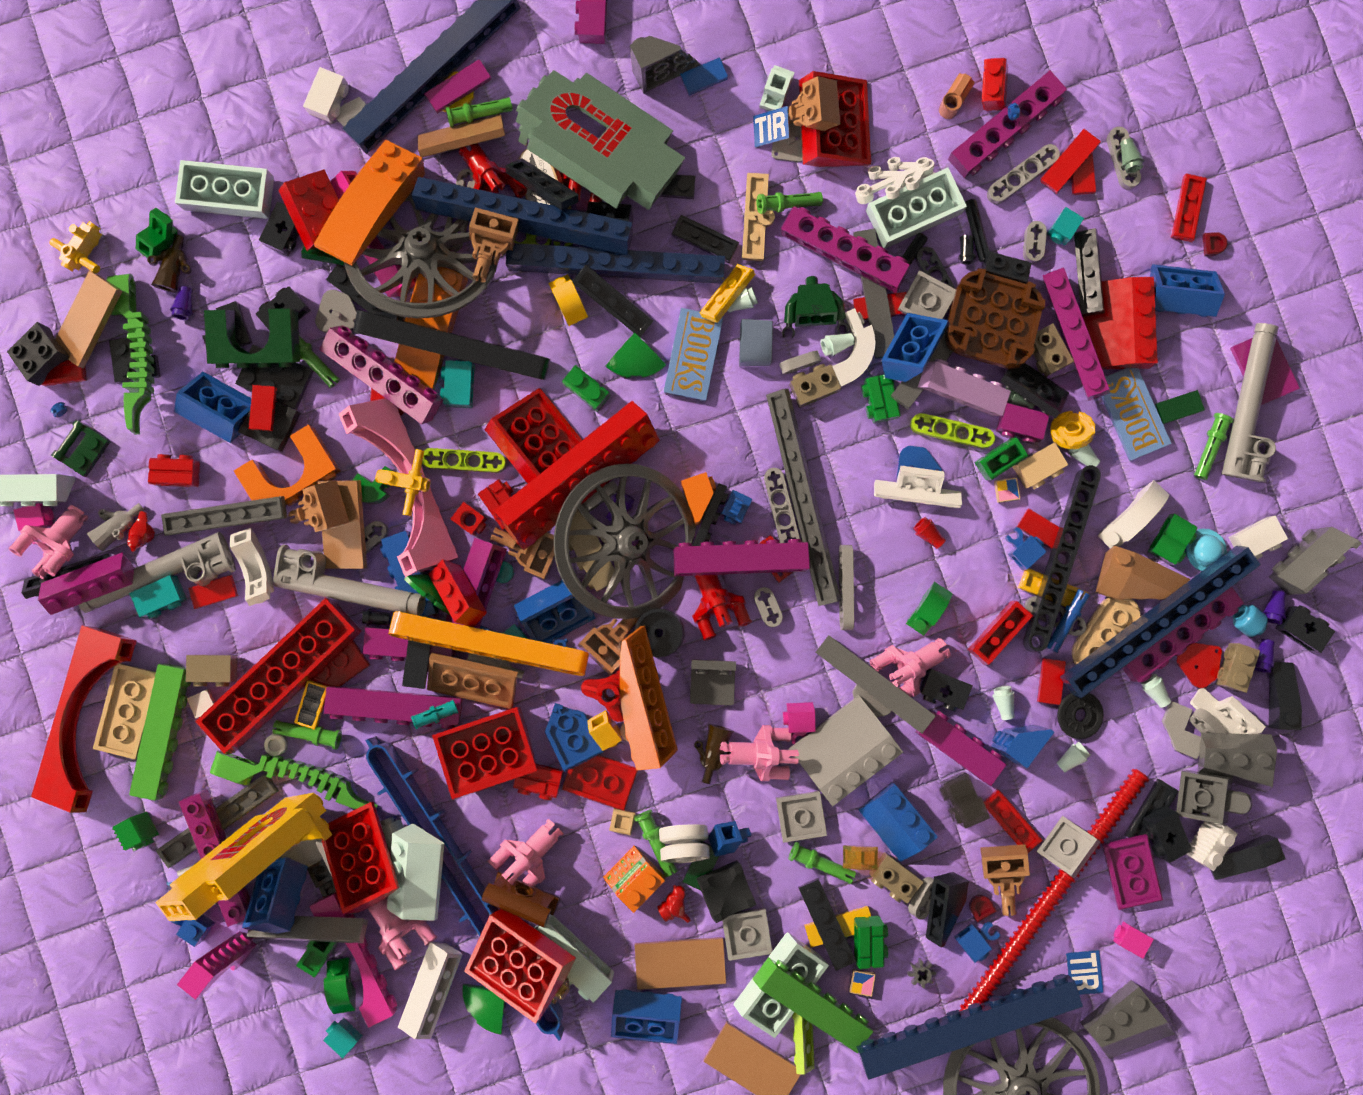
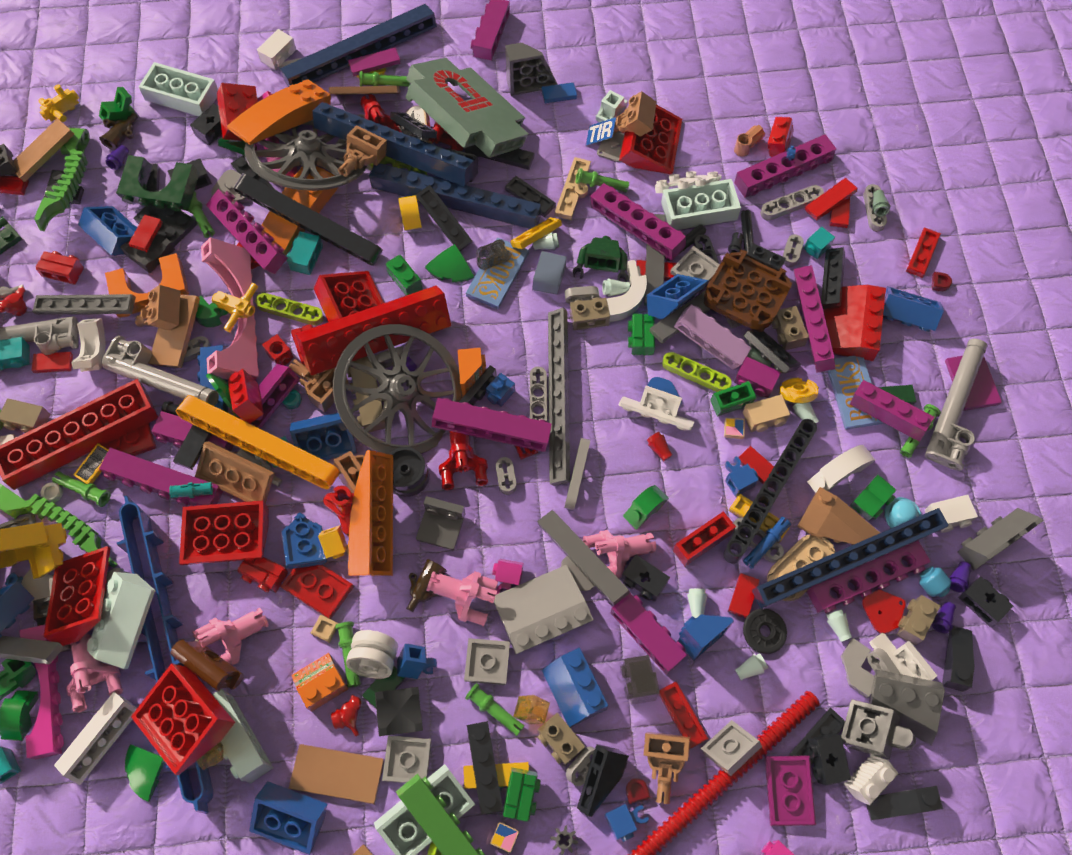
camera: 10 degrees right, 20 degrees down
(687, 333) = (494, 254): none -> clear smoke piece
(1180, 434) = (891, 410): none -> magenta brick

